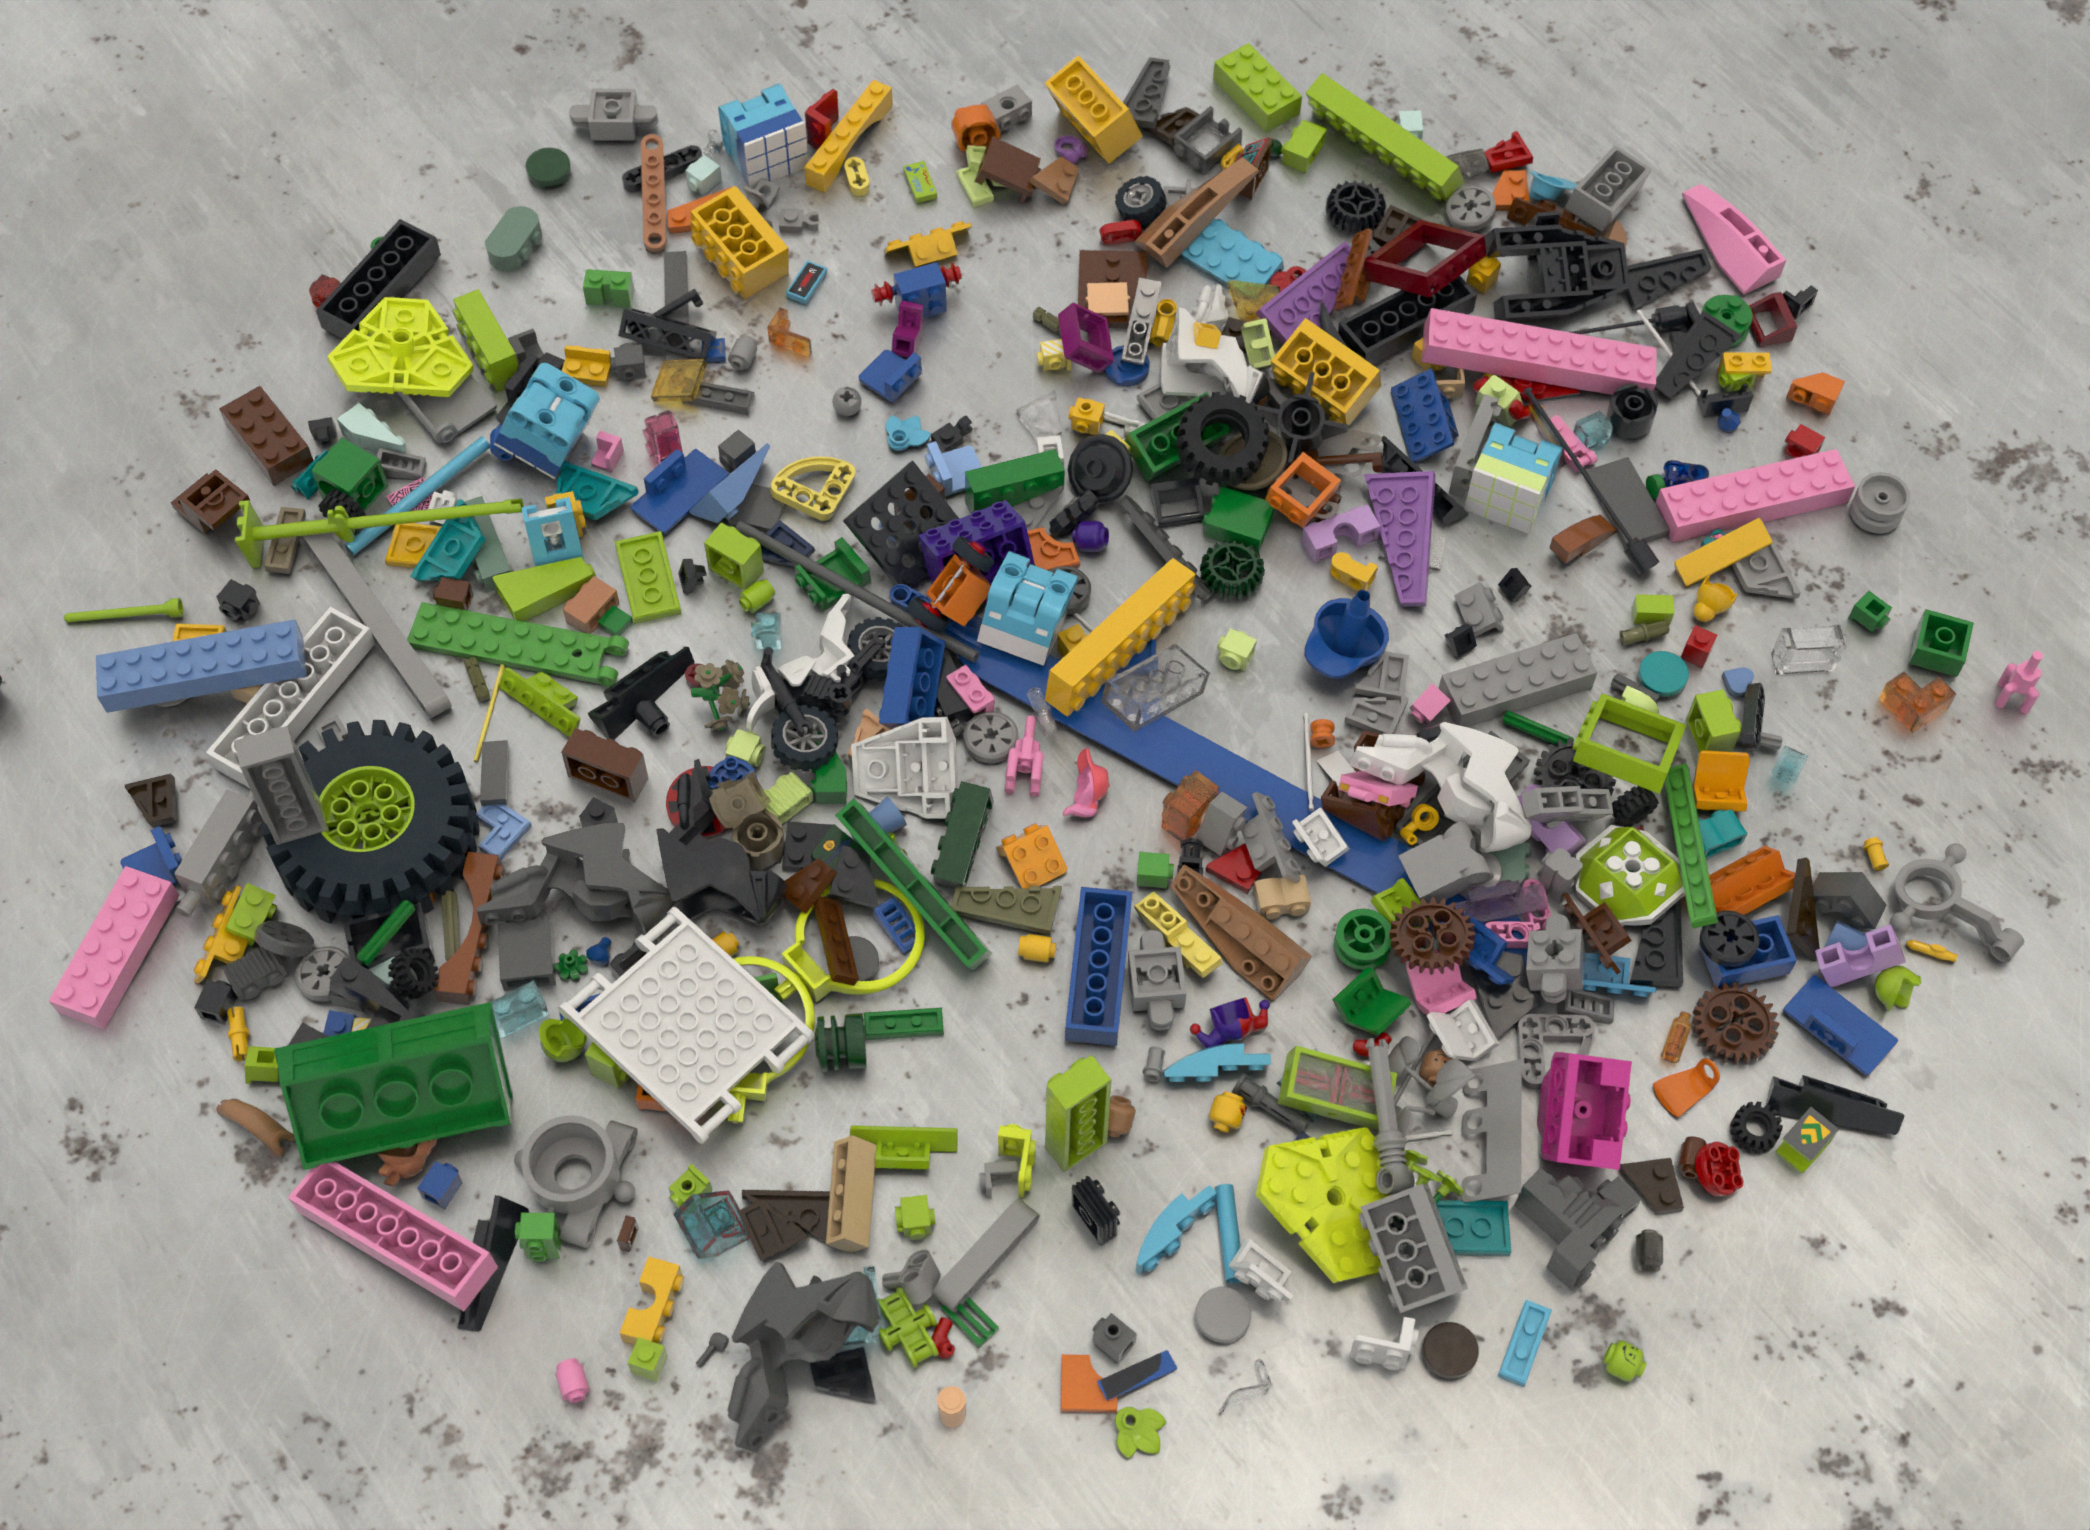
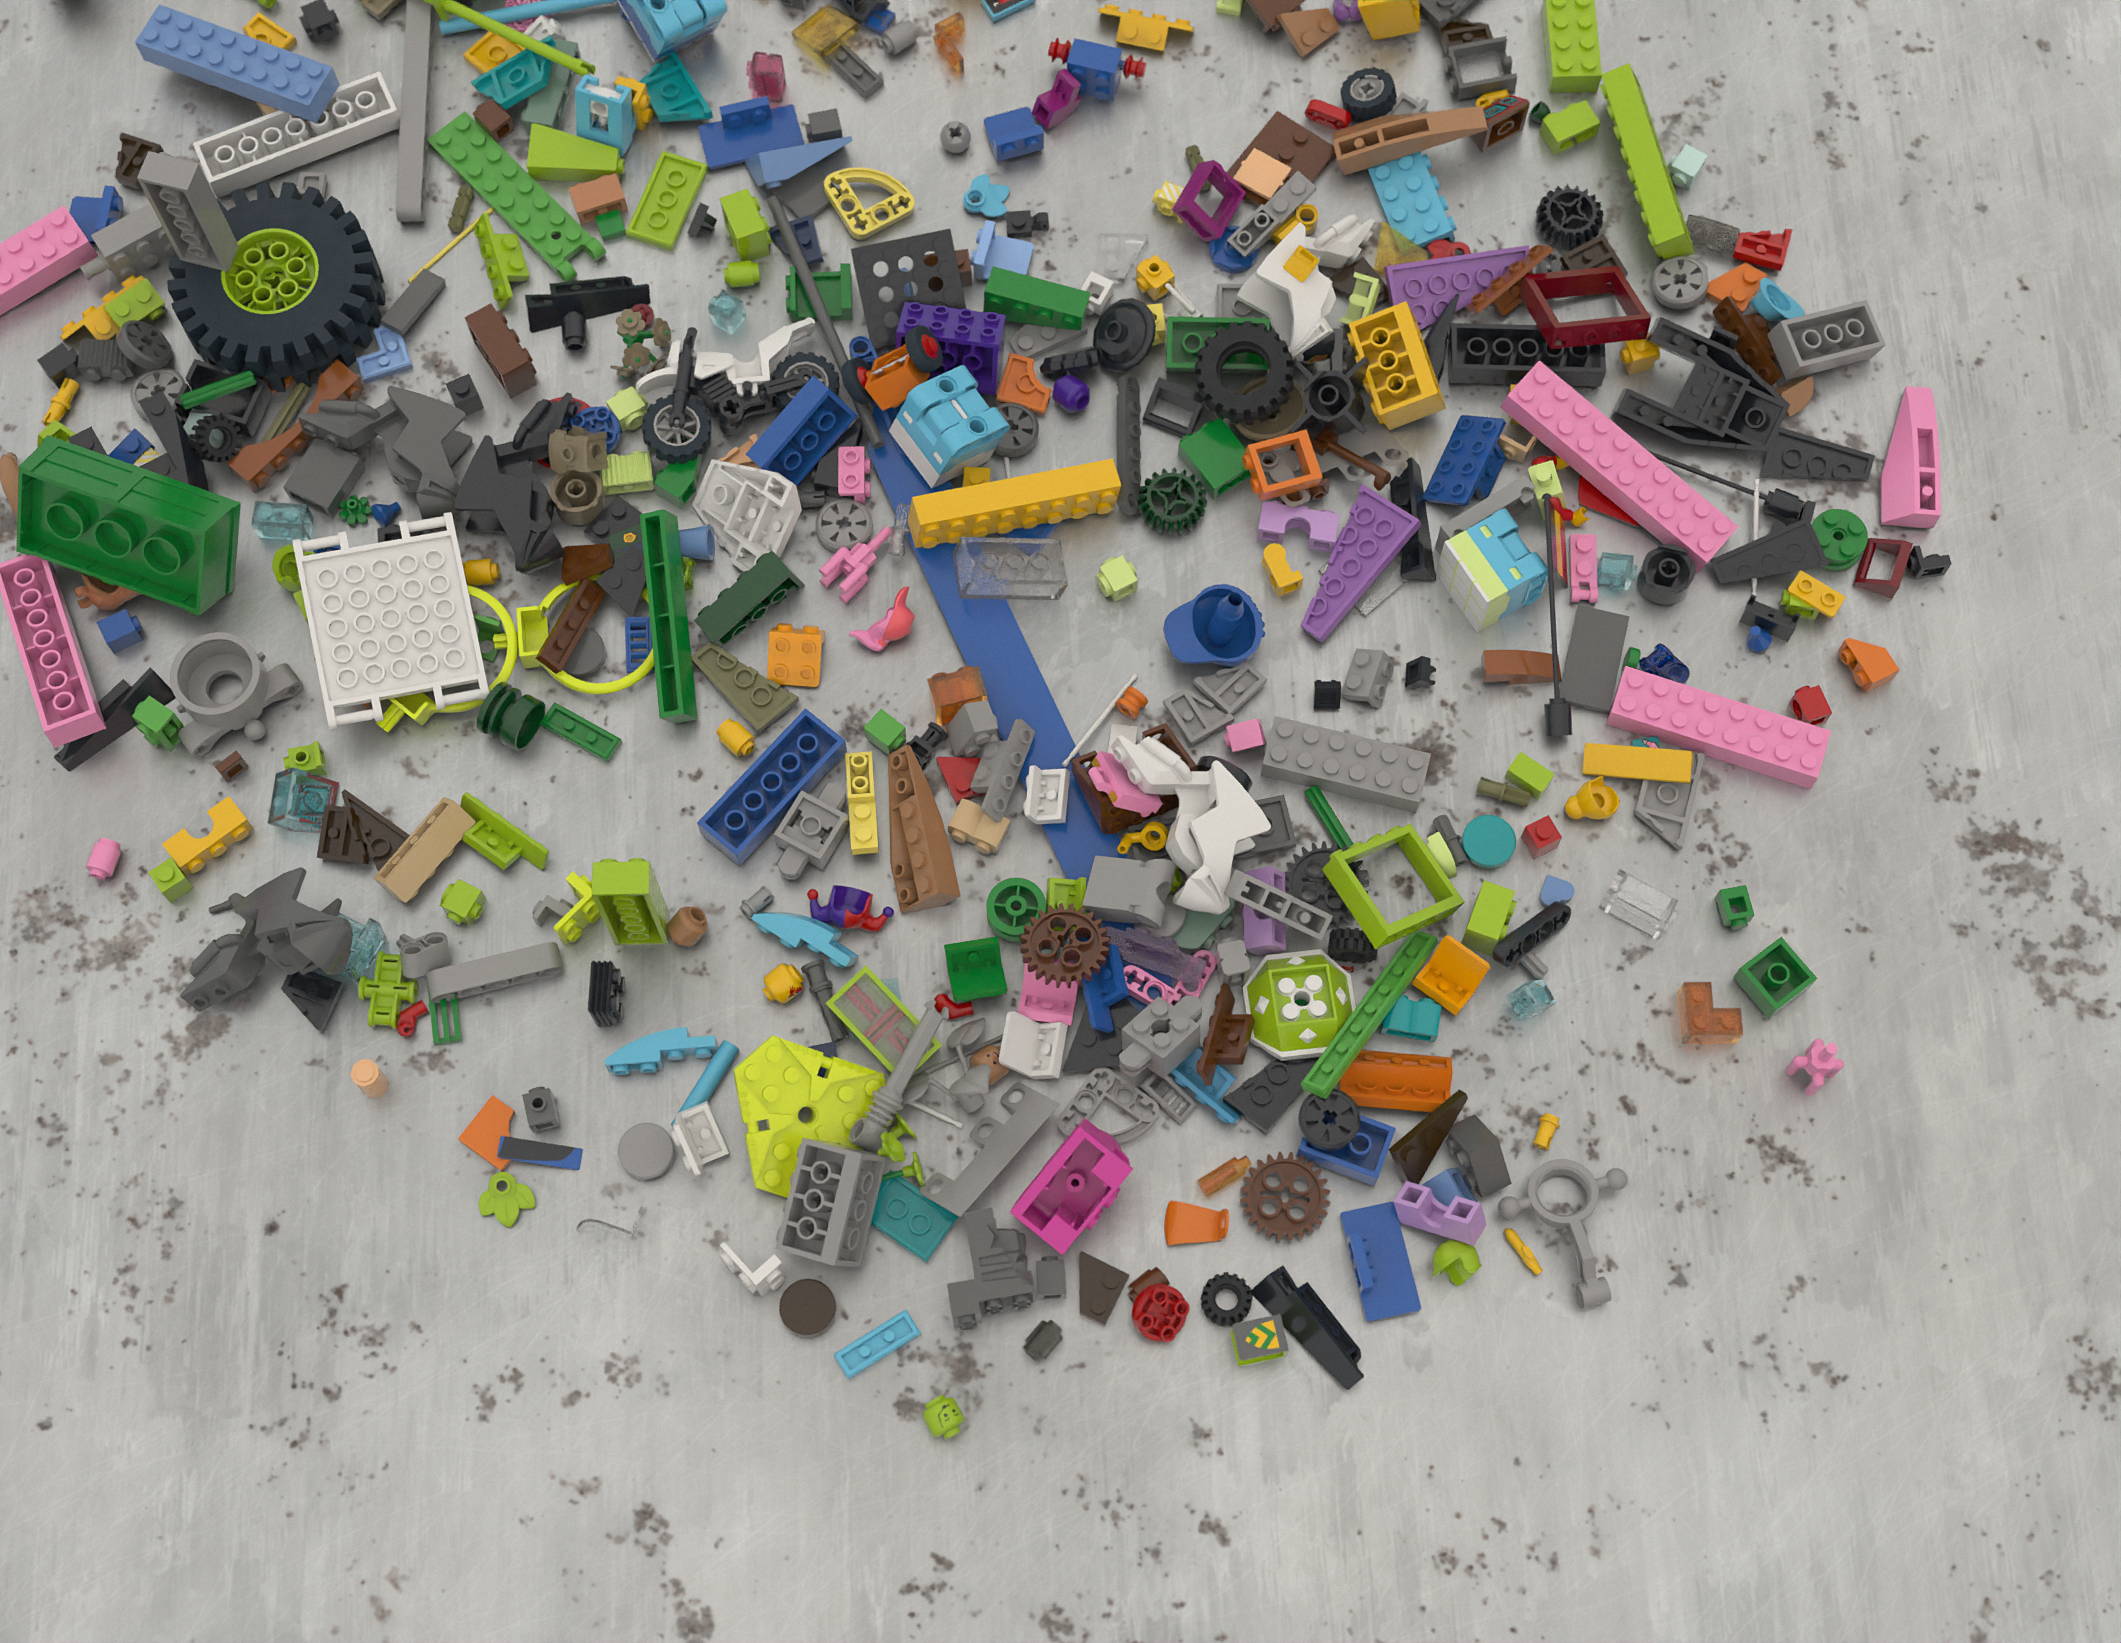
camera: 35 degrees right, 10 degrees up
(609, 451) = (717, 65): bright pink panel -> none
(1521, 384) = (1581, 488): red dish -> none
(1880, 502) = (1832, 808): light grey wheel -> none

